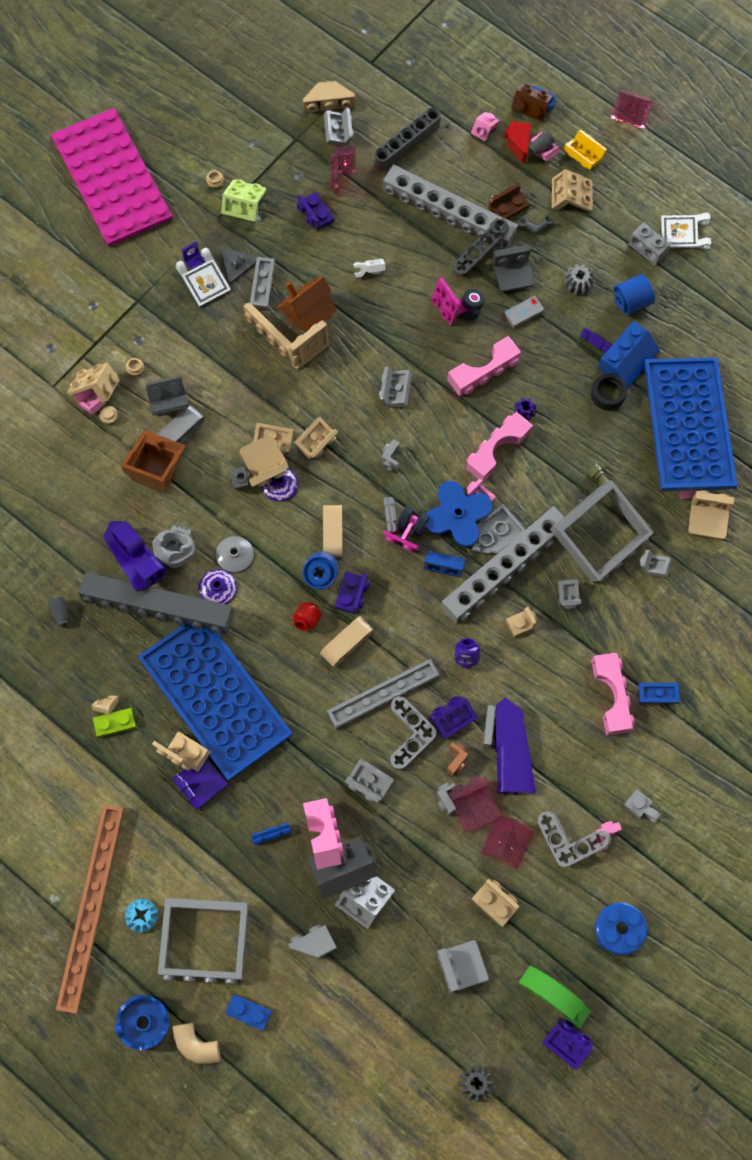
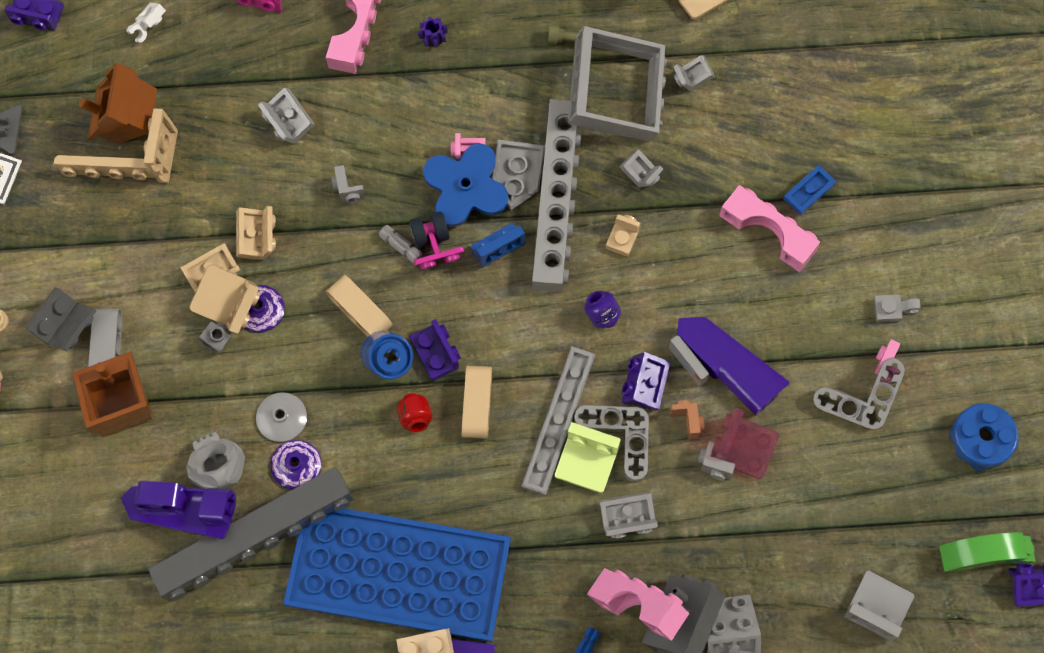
camera: 40 degrees left, 0 degrees up
(59, 611) = (156, 633): dark grey cone -> none
(108, 415) = (14, 392): tan plate -> none
(262, 283) = (49, 125): light grey plate -> none
(377, 729) = (587, 458): none -> yellowish green bracket
(495, 902) = (851, 517): tan bracket -> none
(507, 841) = (806, 452): clear pink slope -> none
(513, 431) = (442, 62): bright pink arch -> none

